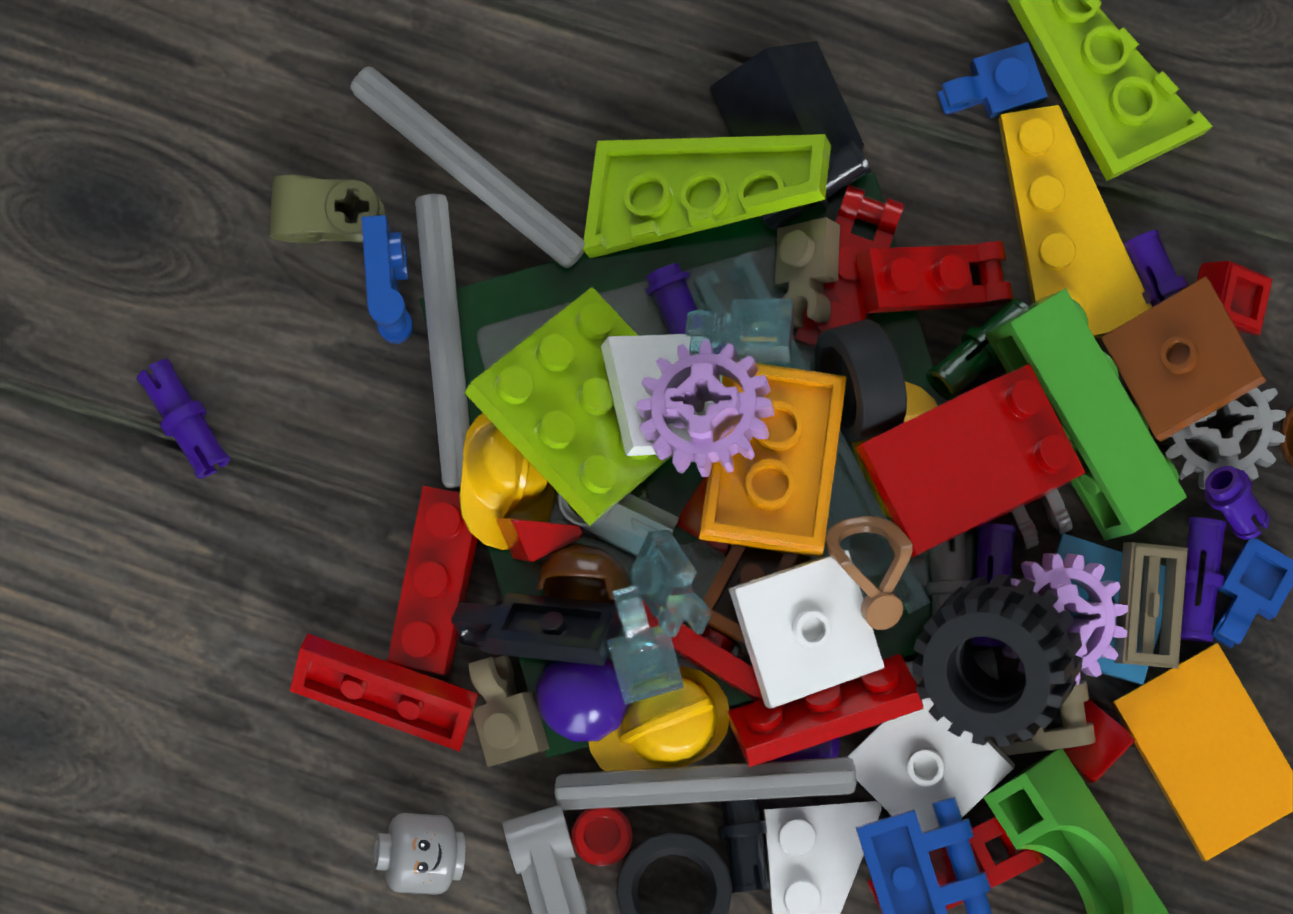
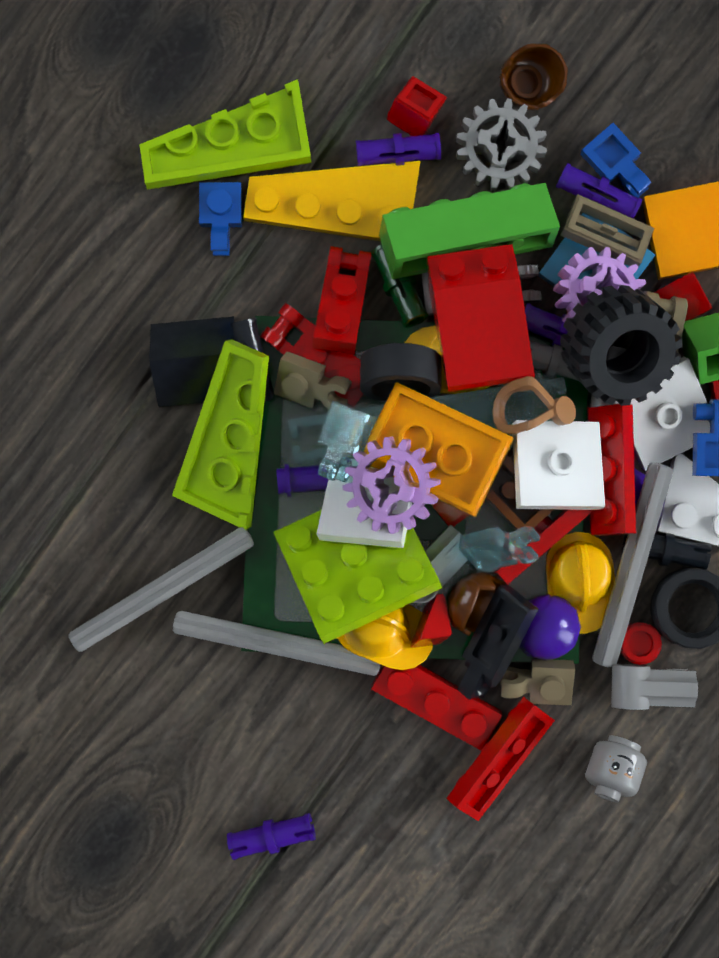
camera: 70 degrees left, 5 degrees up
(313, 209) = (158, 702): olive piece -> none
(384, 266) = (211, 668): blue plate -> none
(644, 655) = (540, 581): clear light blue plate -> none
(1183, 359) = (453, 153): dark orange plate -> none
(1231, 493) = (553, 152): dark purple pin -> none

